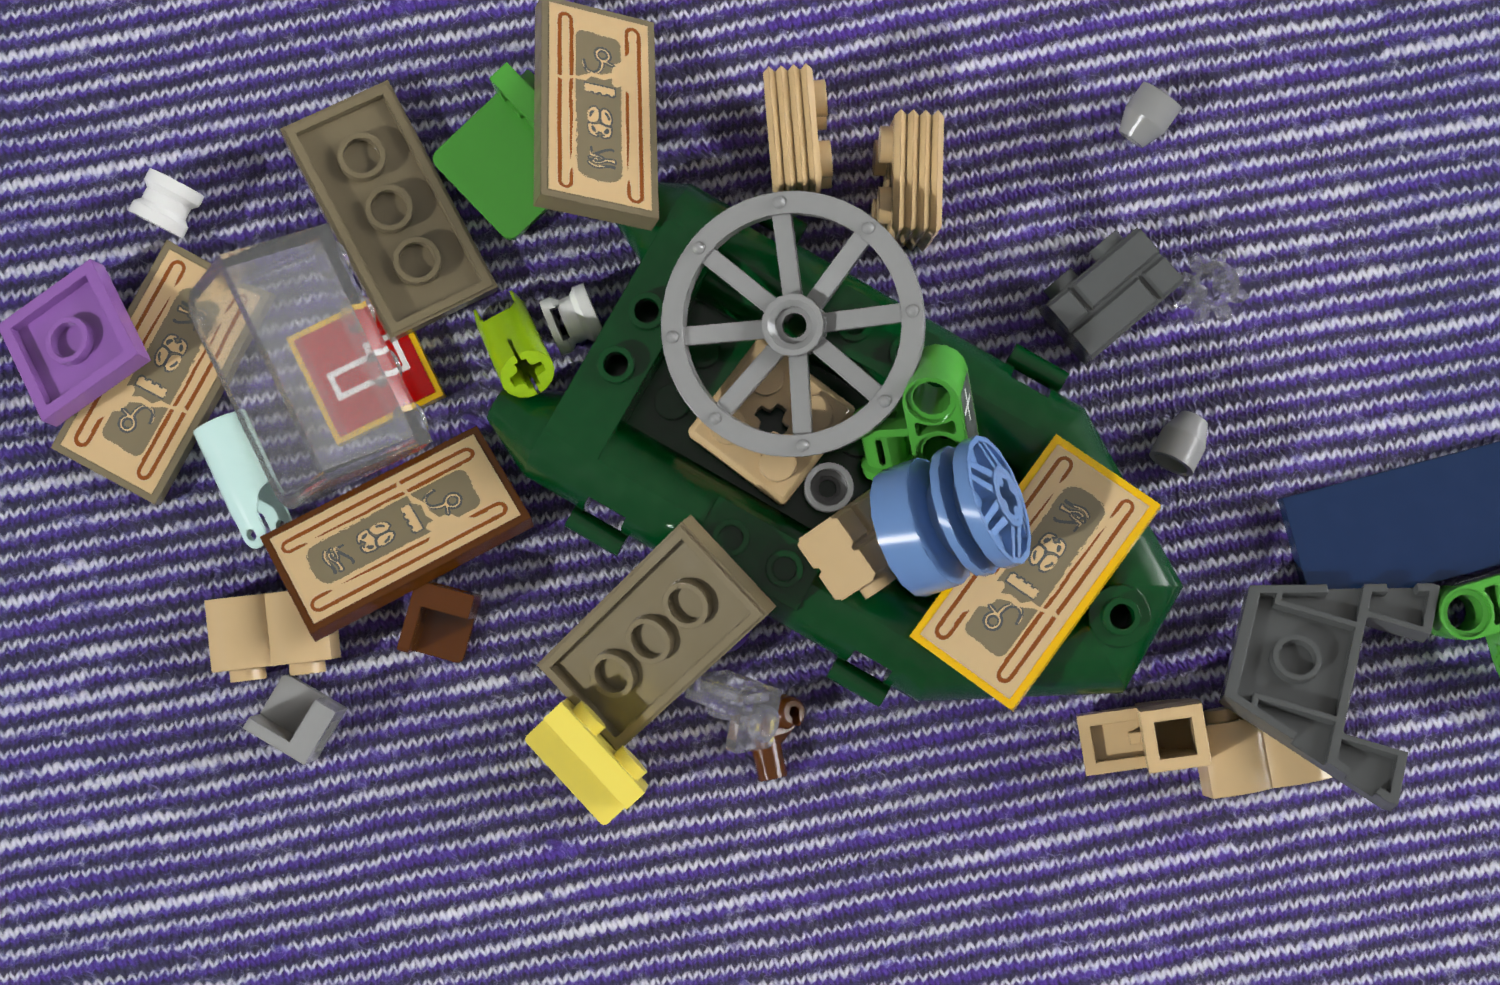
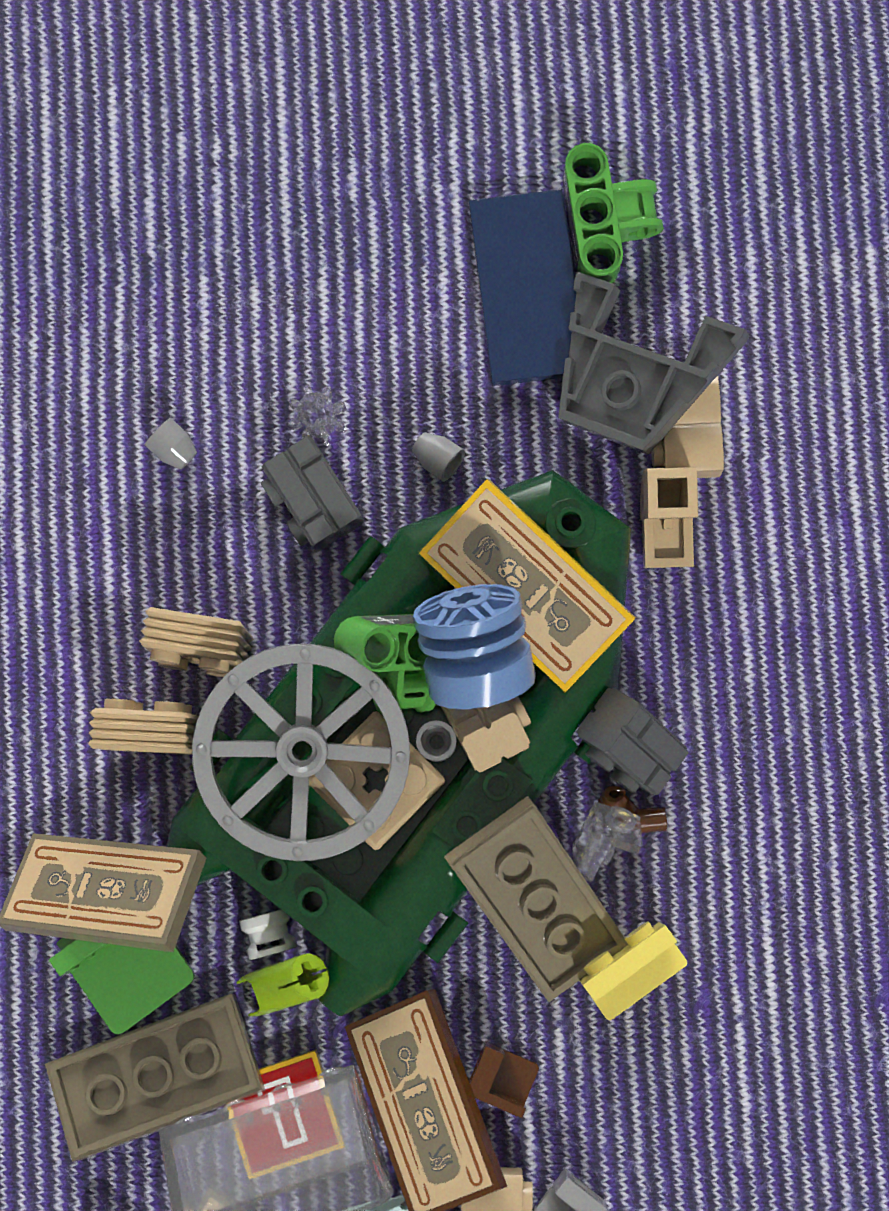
camera: 75 degrees left, 5 degrees down
(860, 725) = (632, 742): none -> dark grey brick

